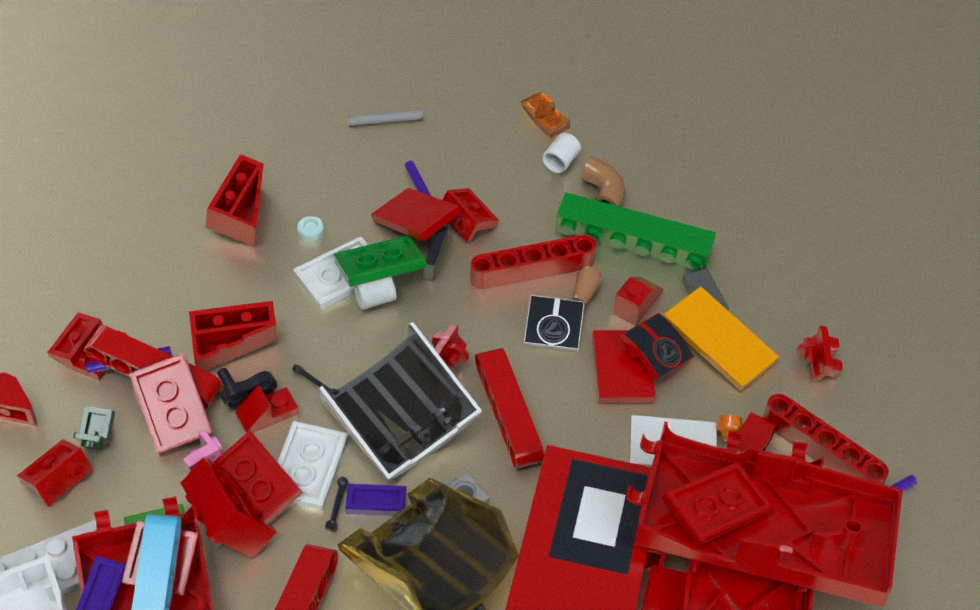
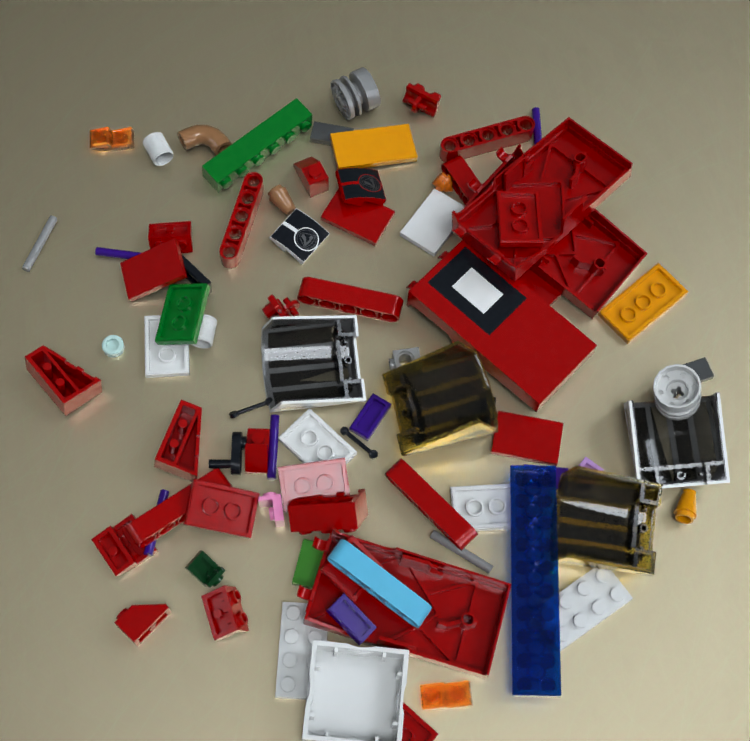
camera: 60 degrees left, 15 degrees up
(285, 421) = (273, 447): none -> dark purple bar
(763, 280) = (355, 93): none -> light grey wheel

